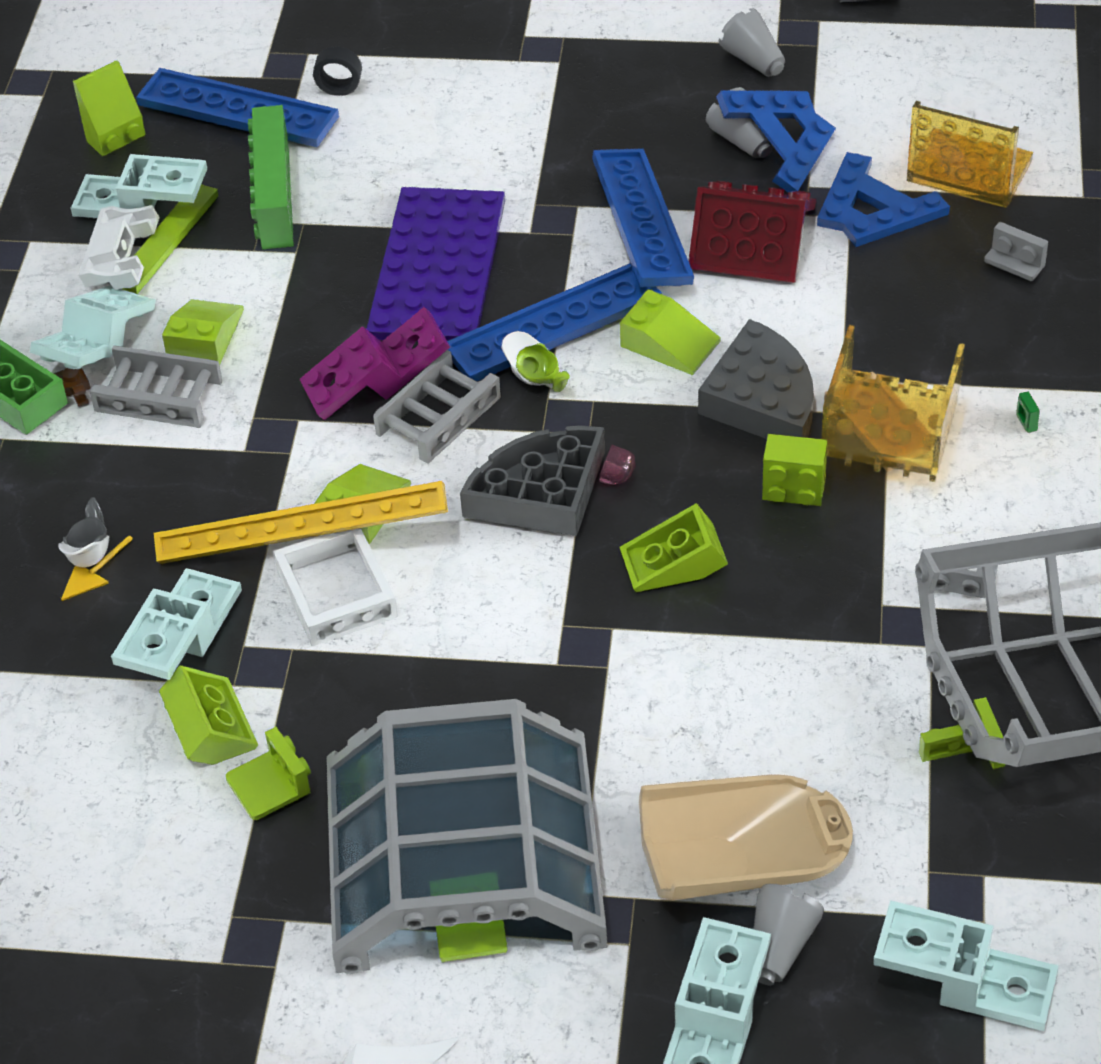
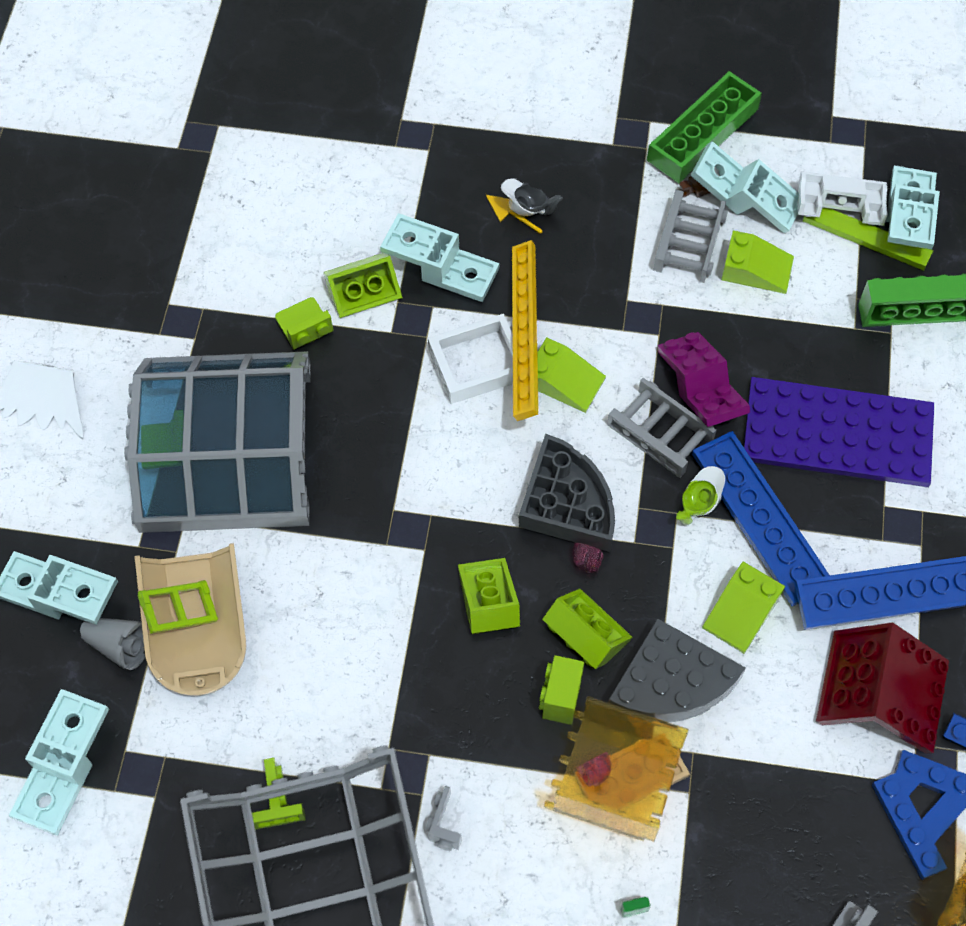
camera: 90 degrees right, 15 degrees up
(698, 843) = (182, 622): none -> lime window
(710, 462) = (586, 628): none -> lime slope
(888, 430) = (596, 770): none -> clear pink piece

